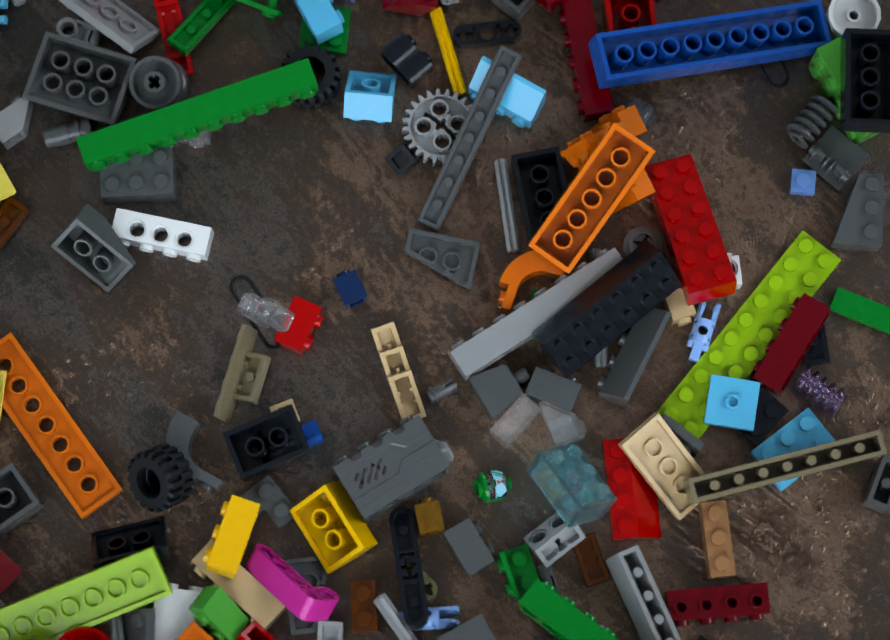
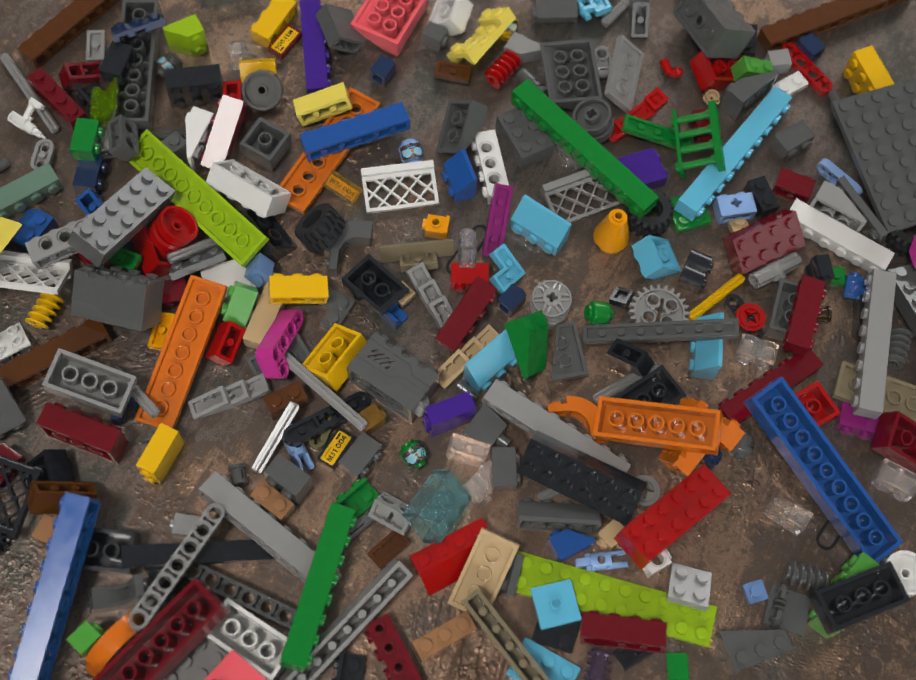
camera: 60 degrees right, 10 degrees down
(29, 160) = (502, 69): none -> red piece
(42, 381) = (354, 131): none -> blue brick
(65, 544) = (248, 188): none -> white brick
(98, 323) = (411, 151): none -> head
(108, 428) = (342, 187): none -> clear yellow tile
(119, 350) = (399, 171): none -> white fence
(162, 279) = (459, 177): none -> blue slope
(184, 573) = (259, 270): none -> medium blue brick
(214, 345) = (436, 226): none -> light orange brick
(227, 158) = (572, 182): none -> light grey fence
(242, 260) = (497, 218): none -> magenta plate
(248, 54) = (647, 167): none -> dark purple brick
(272, 213) = (540, 225): none -> medium azure slope
(309, 273) = (509, 271): none -> medium azure plate
(309, 380) = (430, 293): none -> light grey slope
(315, 133) = (612, 232): none -> light orange cone
(349, 351) = (465, 314): none -> dark red brick
(377, 556) = (325, 392): none -> light grey axle
(378, 260) = (555, 311): none -> light grey wheel
(410, 196) = (598, 312): none -> green head
(417, 293) = (529, 342): none -> green slope
(422, 346) = (490, 363): none -> medium azure slope
(445, 572) = (335, 448): none -> tile
(465, 424) = (448, 414): none -> dark purple brick
(485, 187) = (630, 357): none -> black brick
(499, 18) = (751, 309): none -> red gear
(537, 40) = (756, 352): none -> clear brick
(668, 359) = (568, 543): none -> blue slope
(735, 103) = (788, 514): none -> clear slope
(770, 249) = (689, 587): none -> light grey plate

